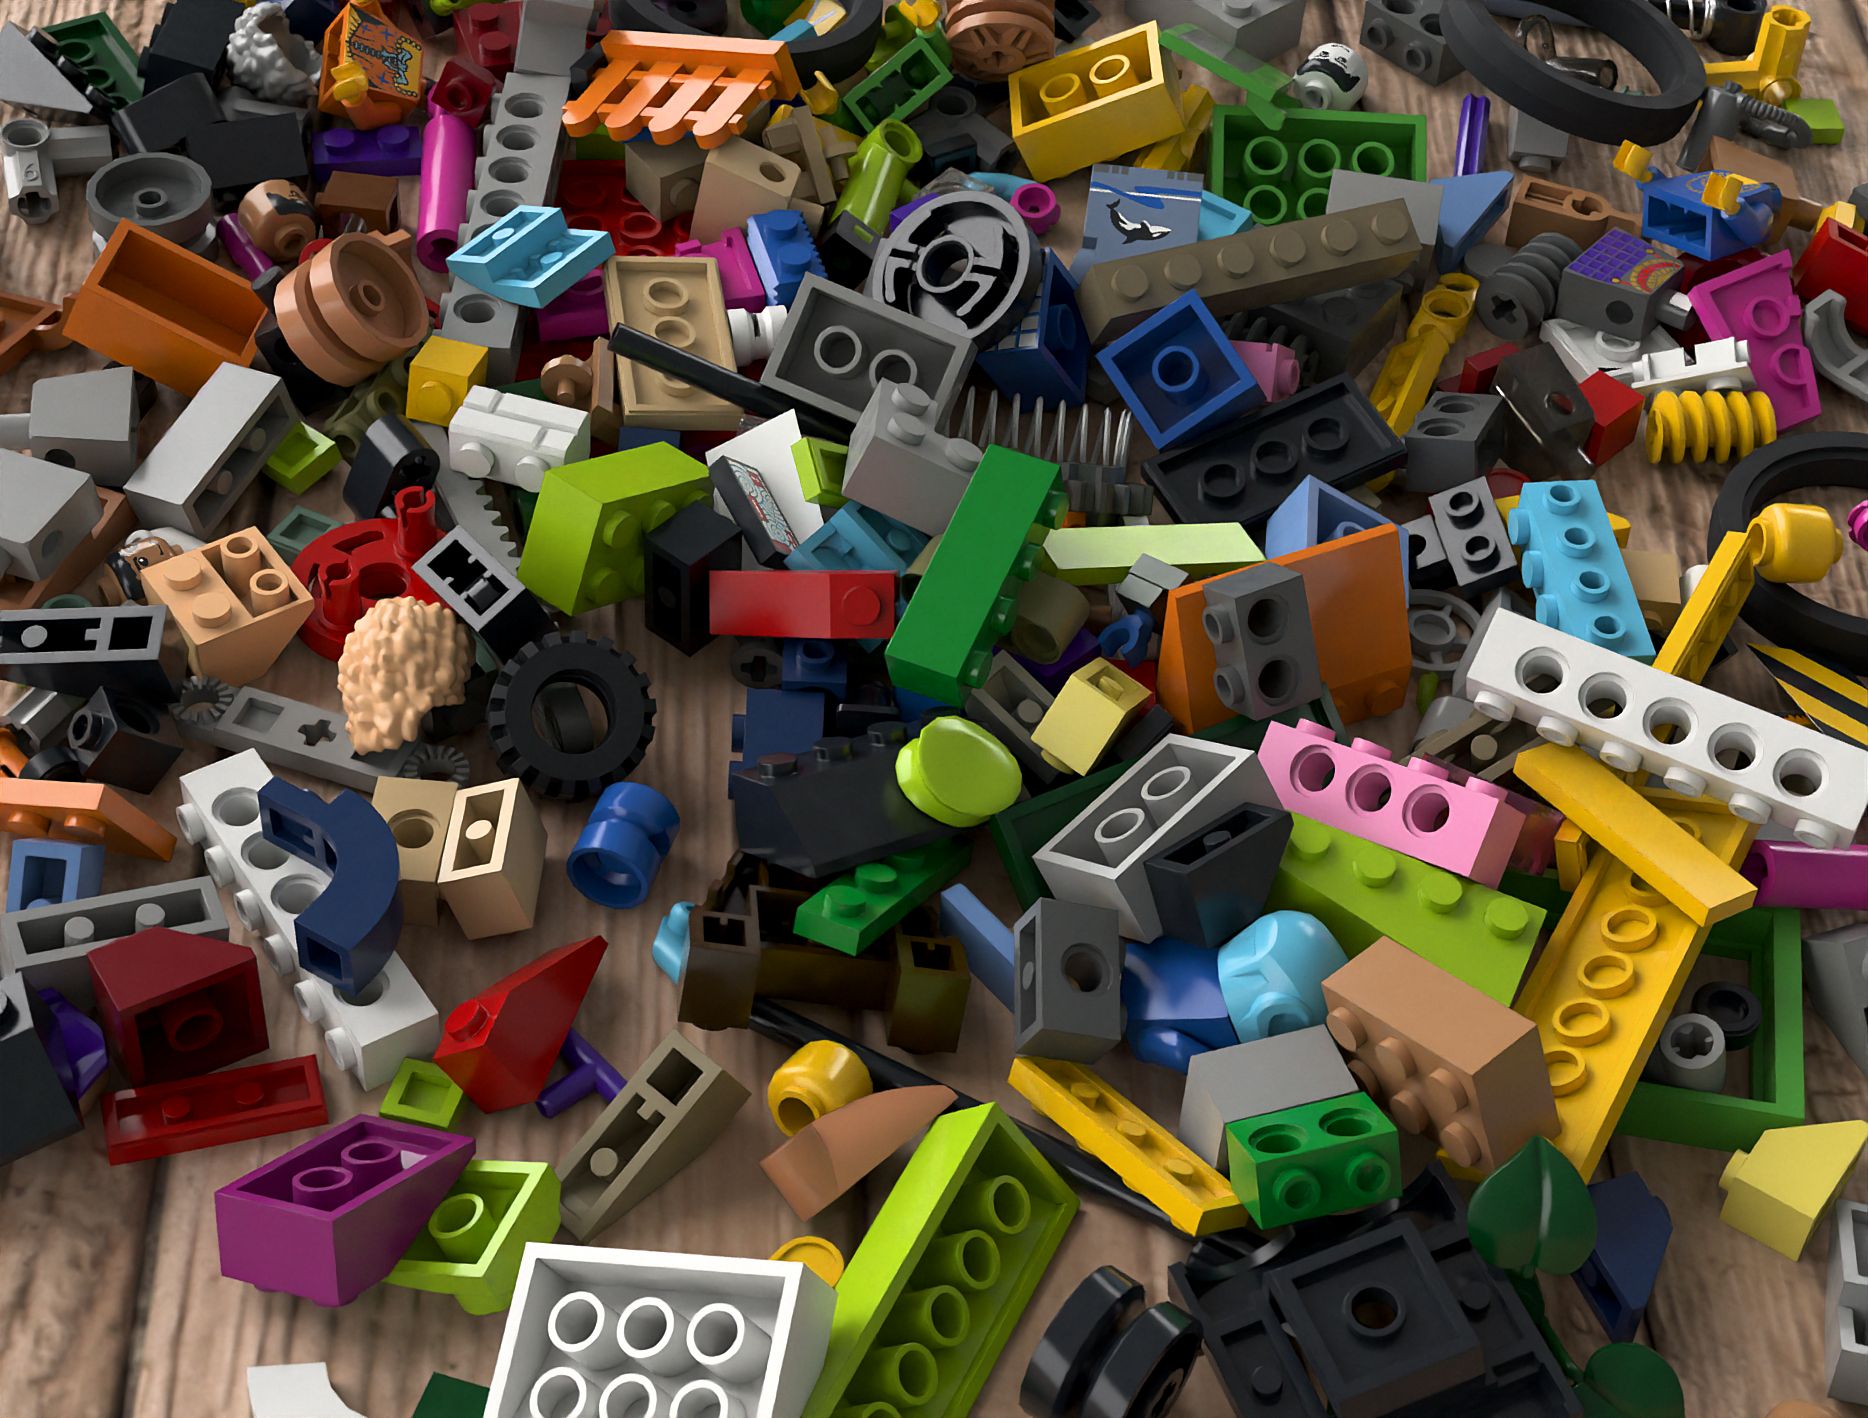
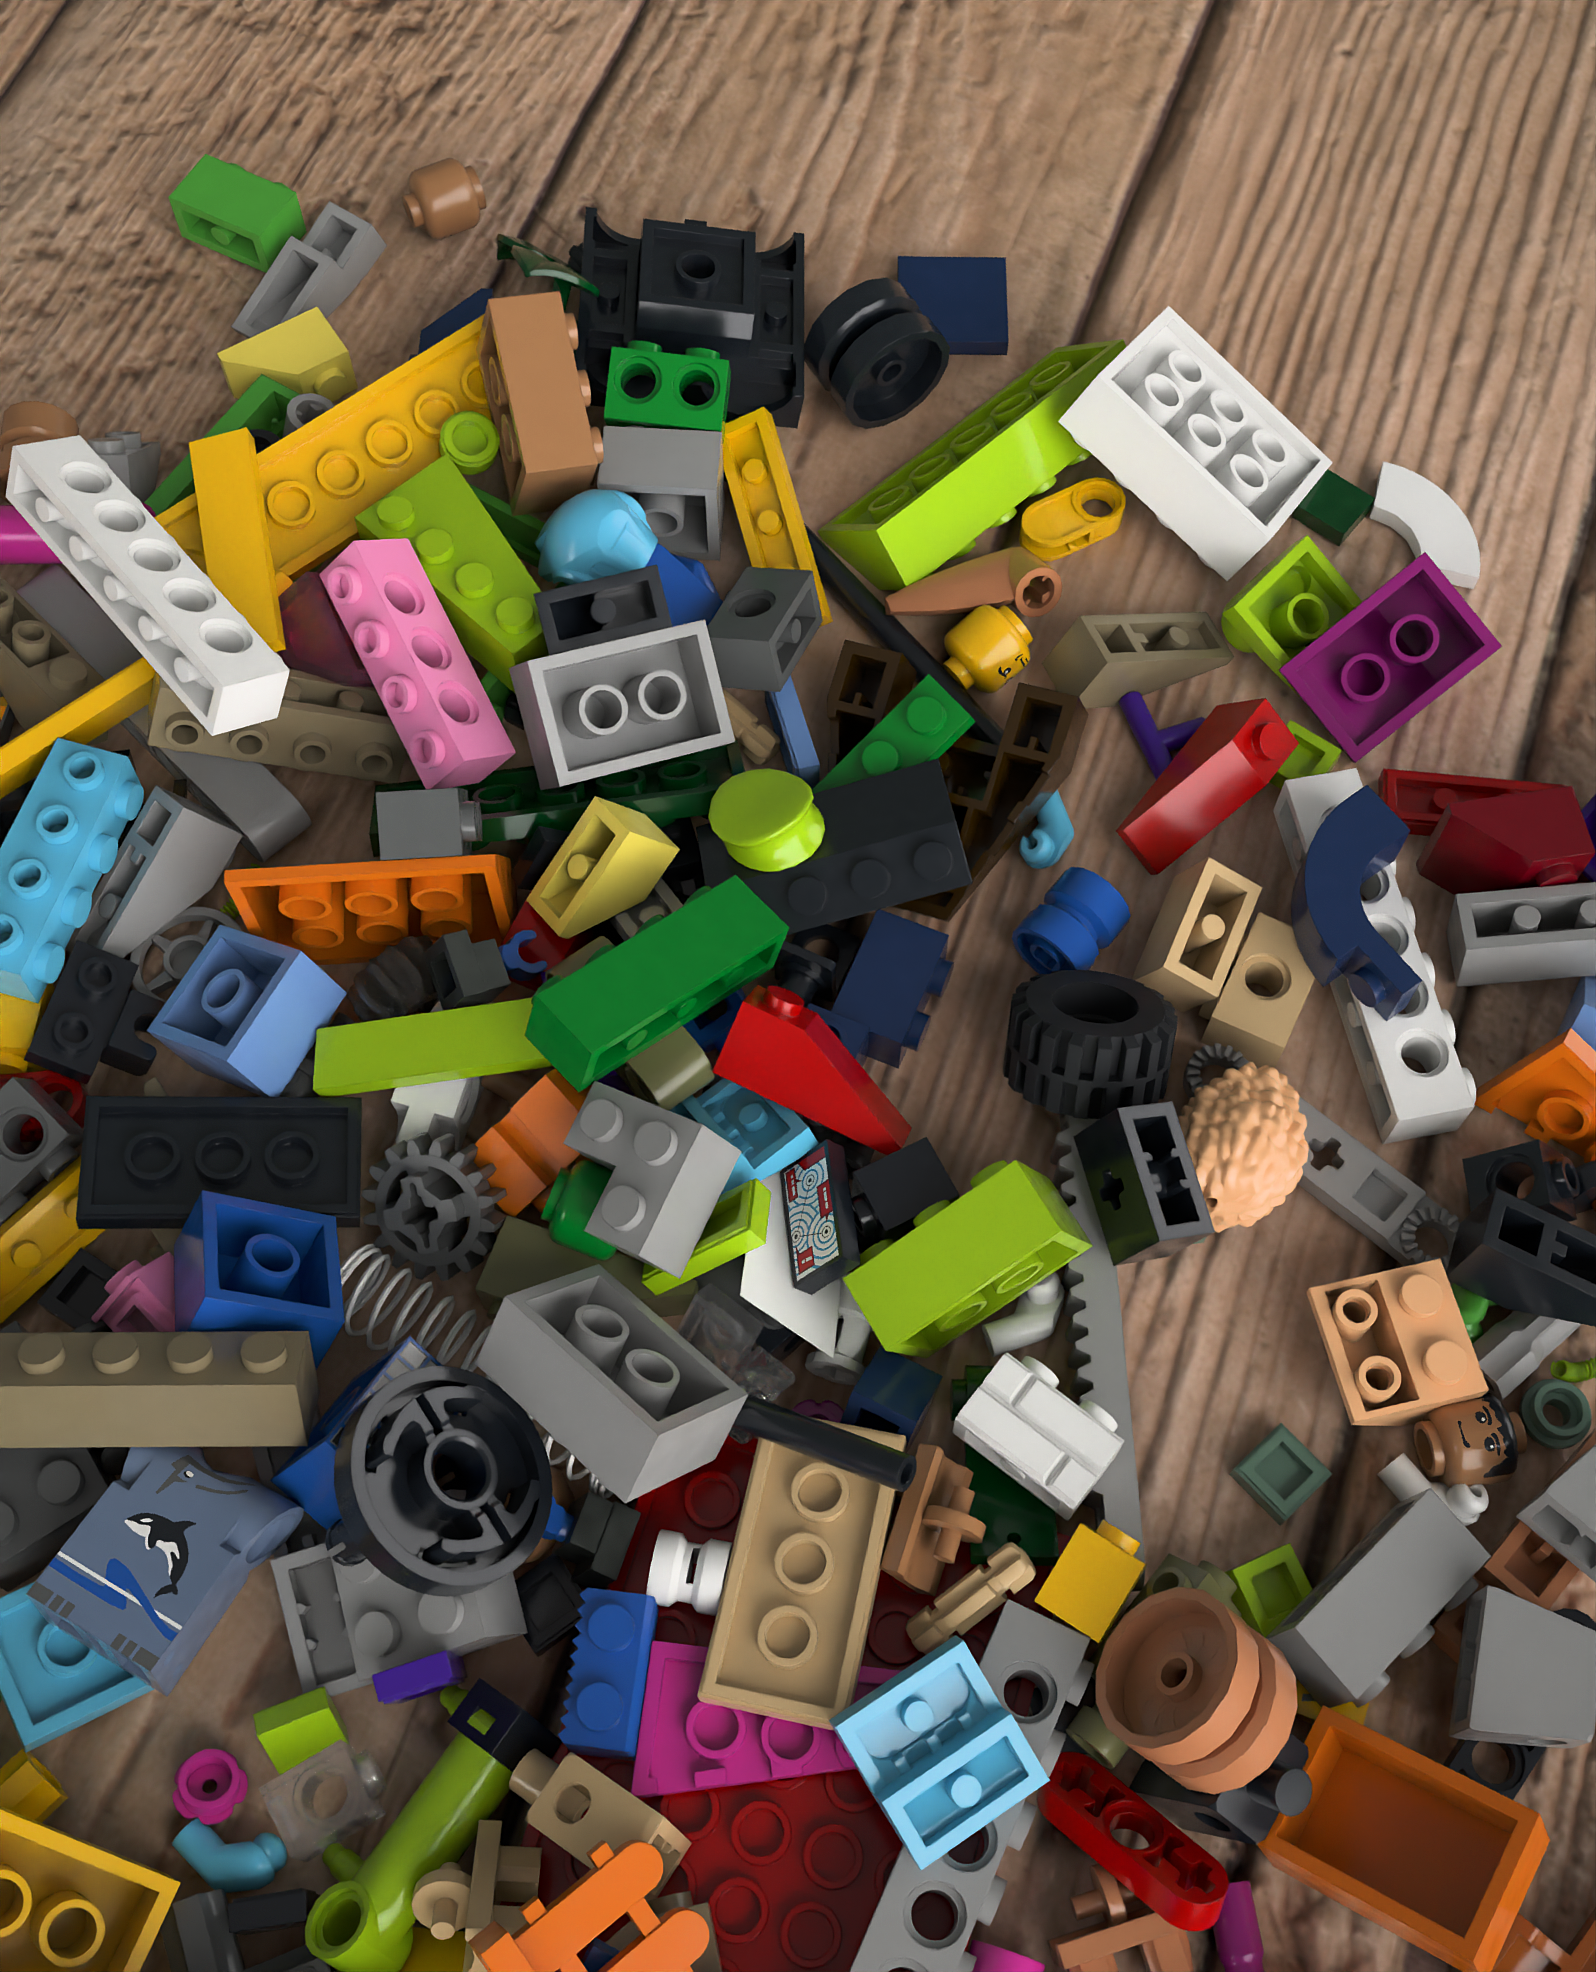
camera: 155 degrees left, 20 degrees up
(365, 562) = (1264, 1303): red piece -> none
(387, 461) = (1181, 1479): black beam -> none
(528, 360) = (971, 1598): none -> tan axle

